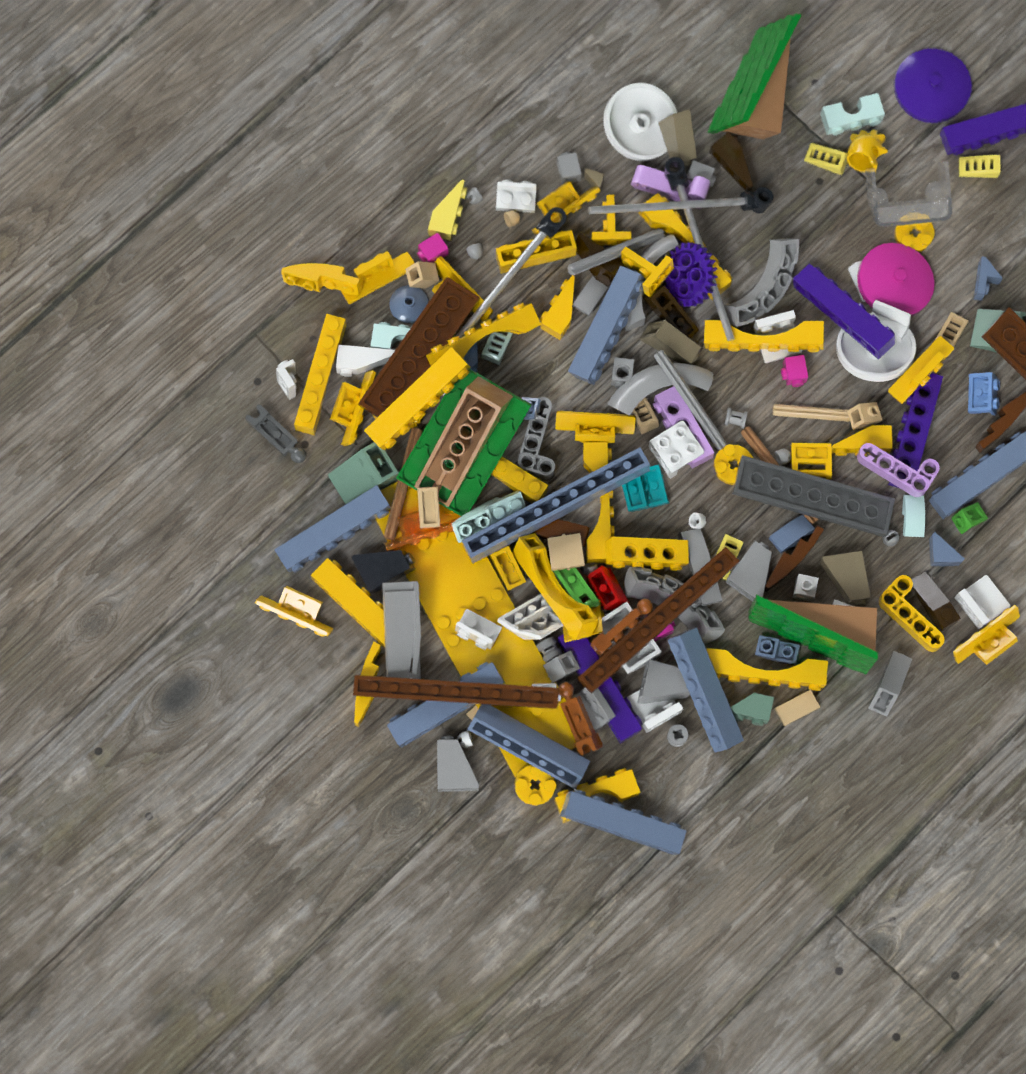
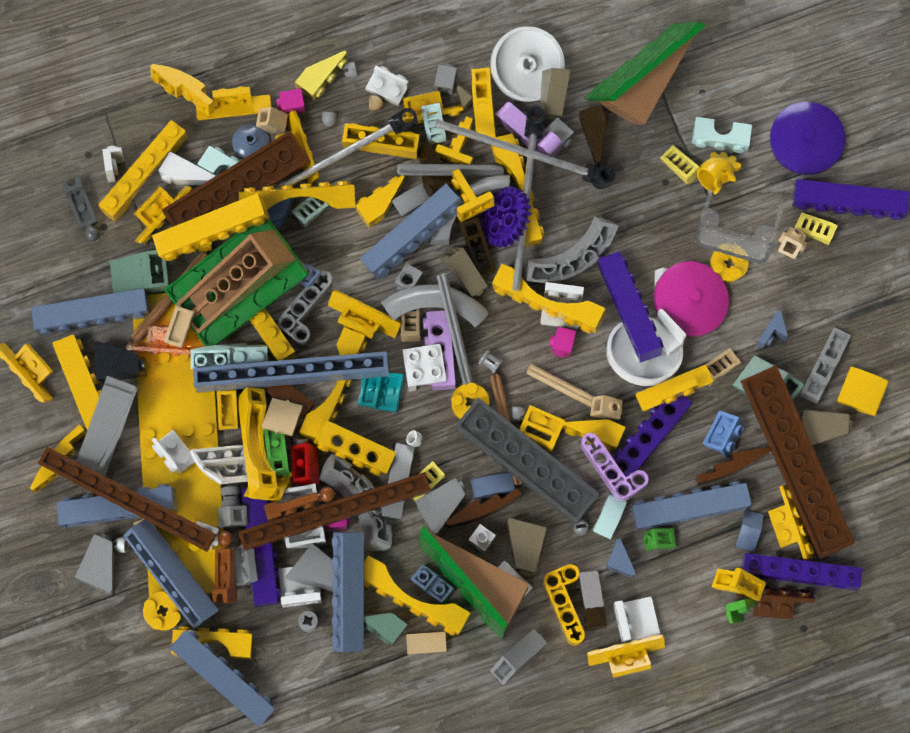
camera: 25 degrees right, 0 degrees up
(586, 223) = (437, 134): none -> light aqua slope
(615, 174) = (483, 101): none -> yellow slope
(965, 188) = (792, 242): none -> tan brick

